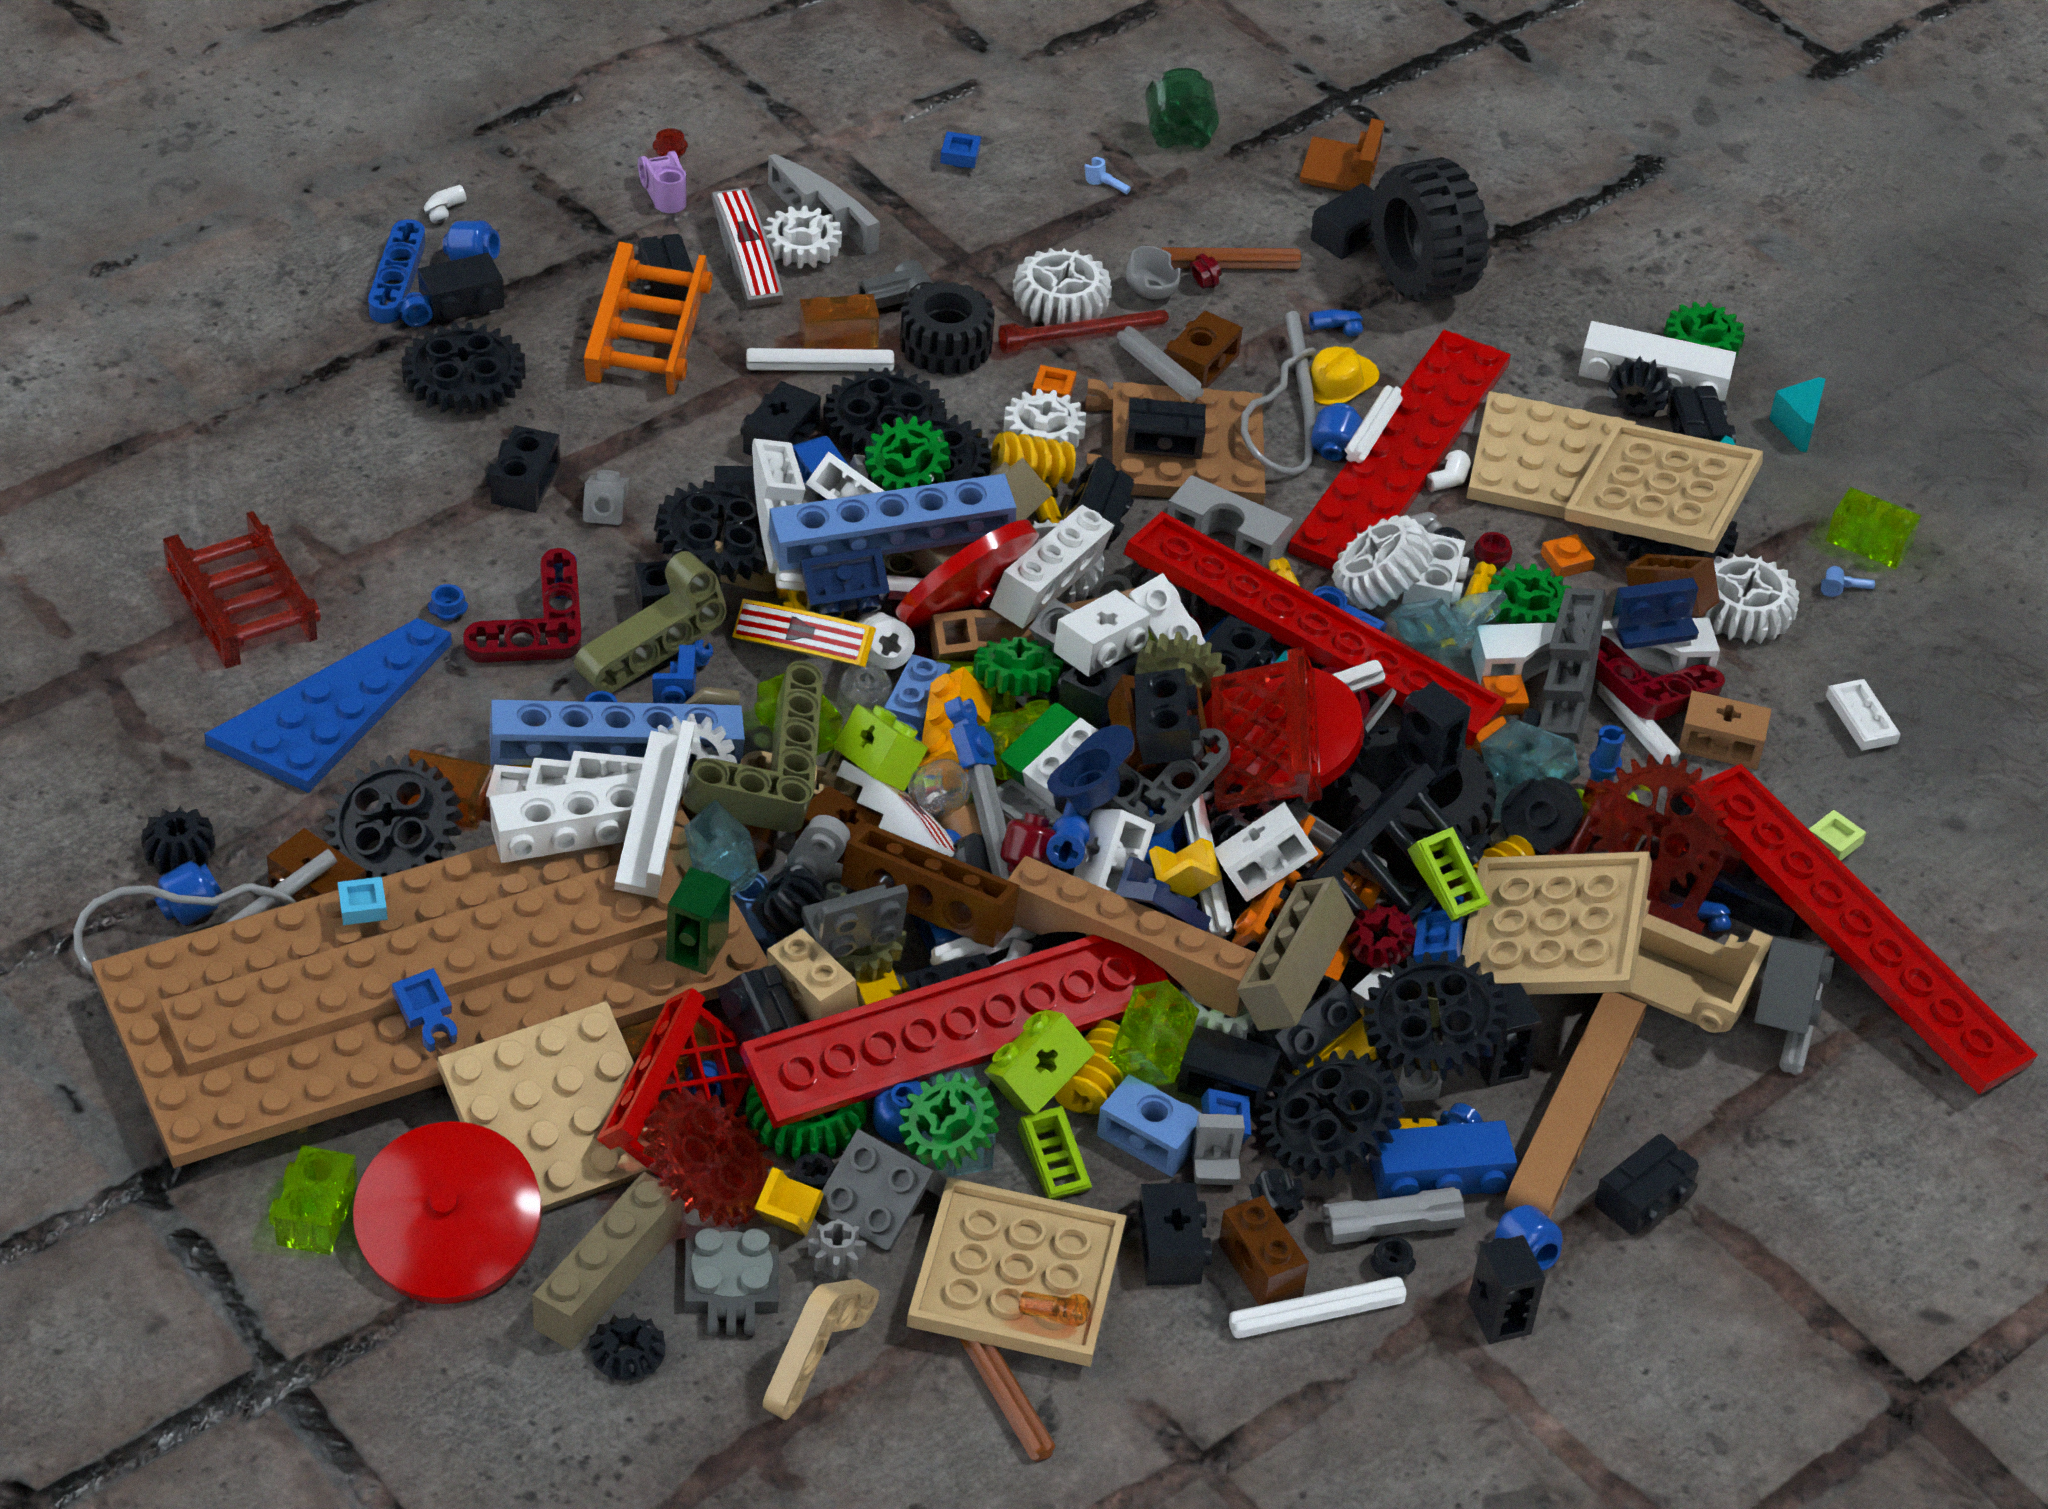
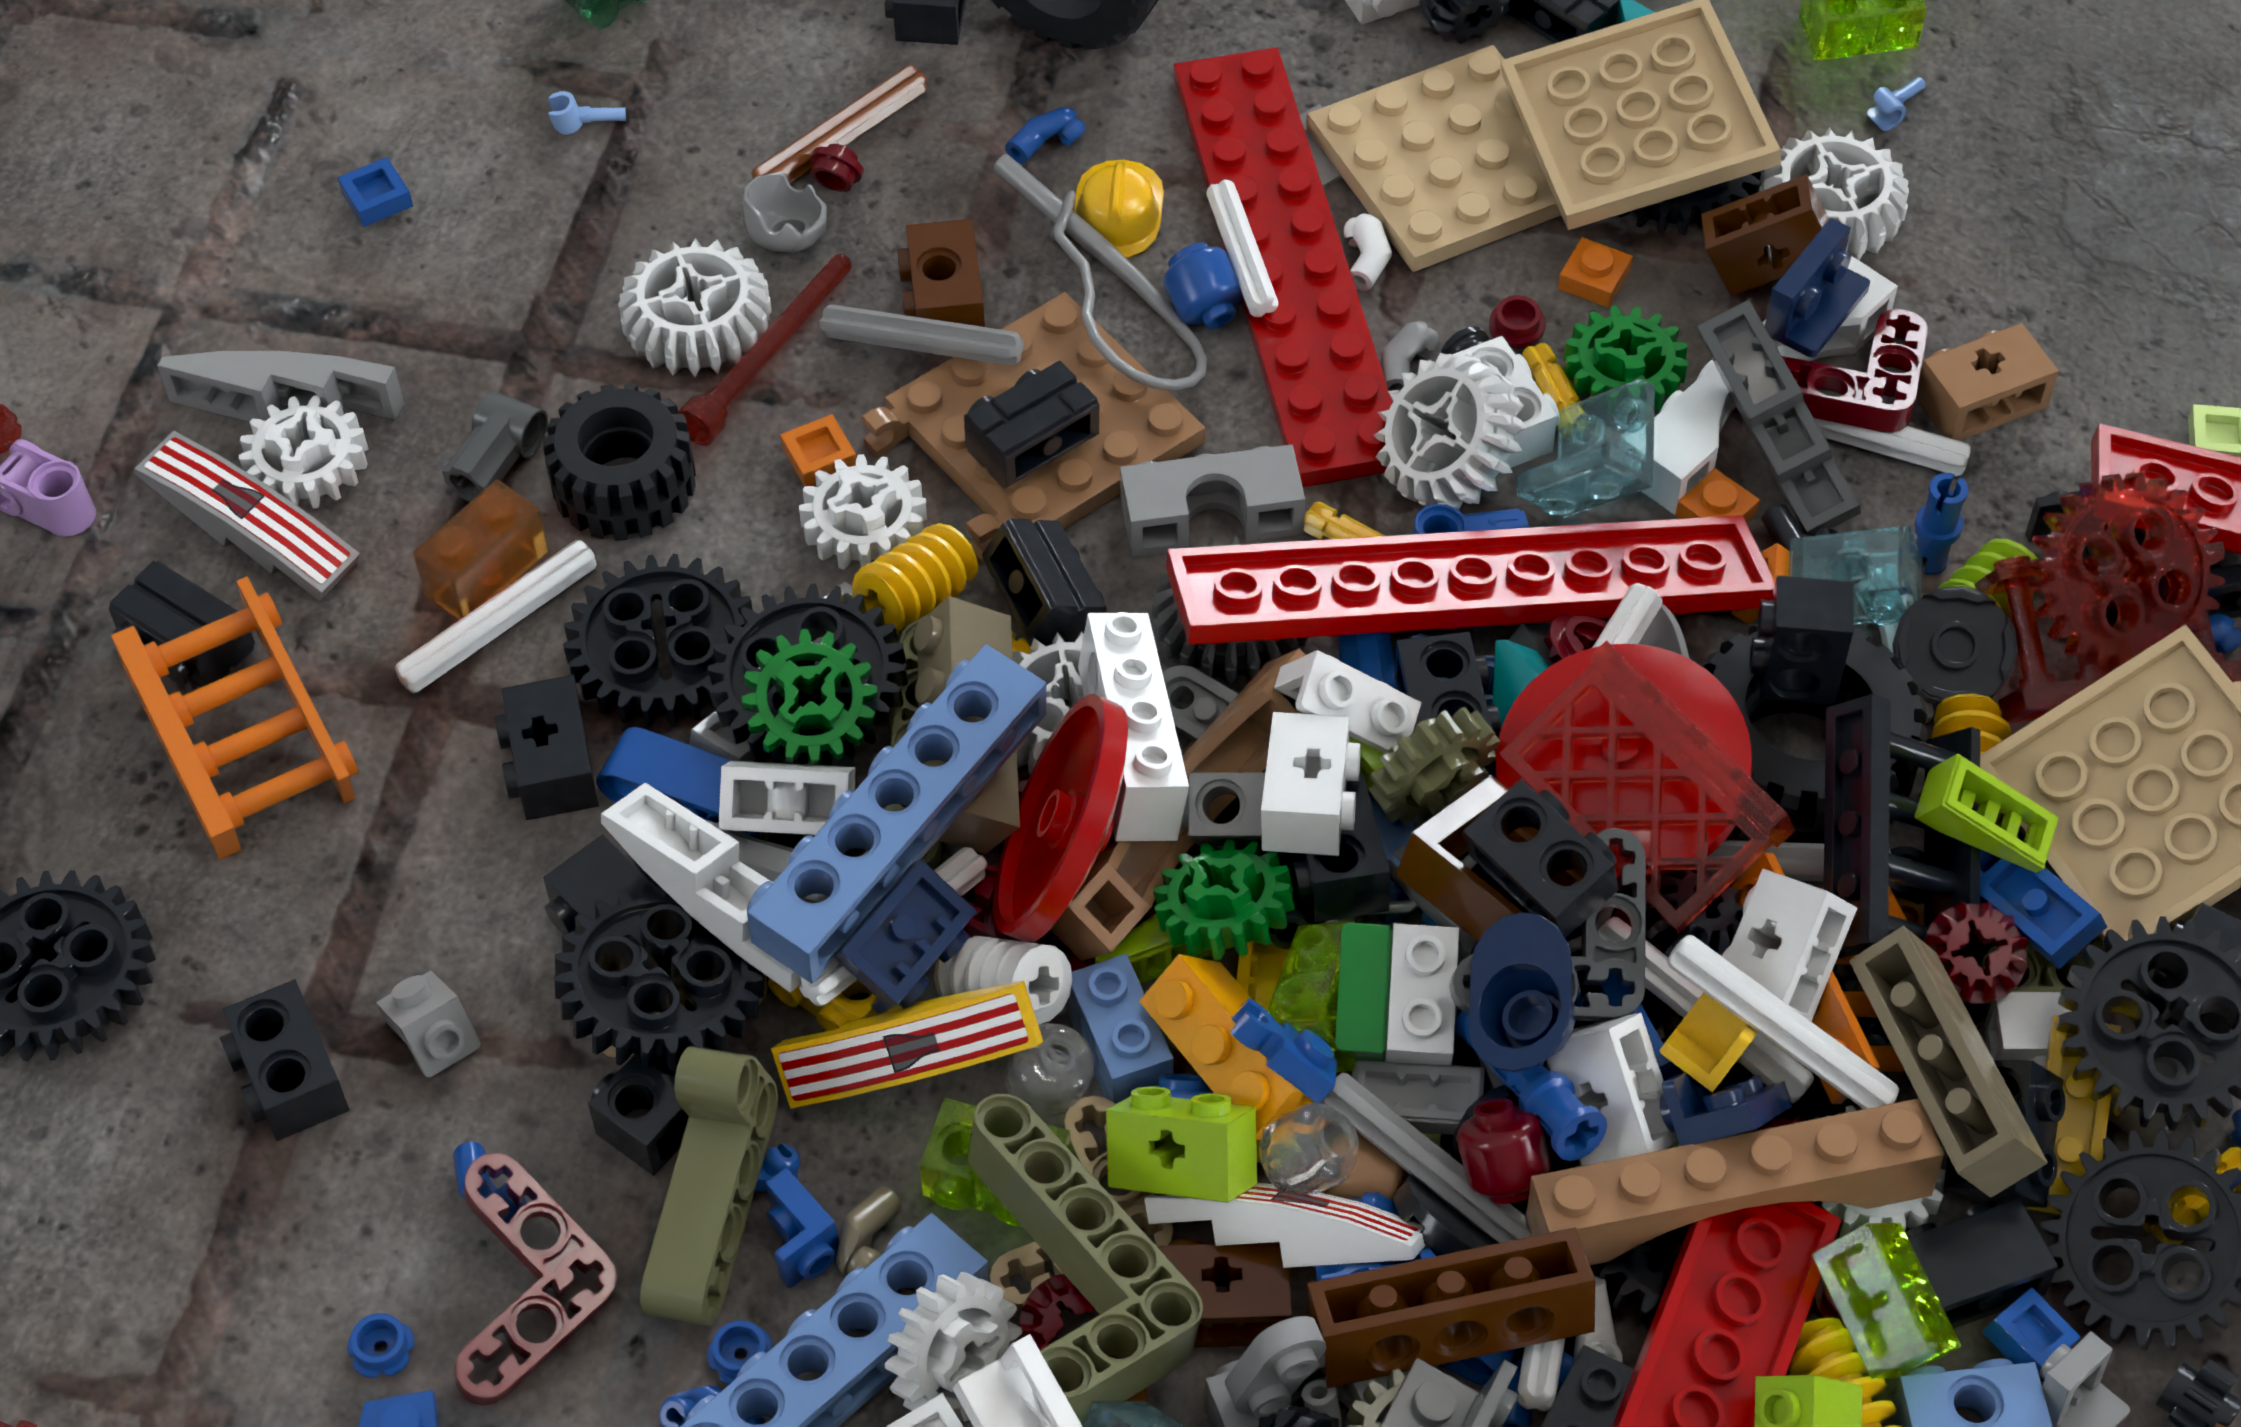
camera: 35 degrees left, 10 degrees up
(1220, 873) = (1781, 1024): none -> white axle
(1862, 714) = (2087, 258): white plate -> none

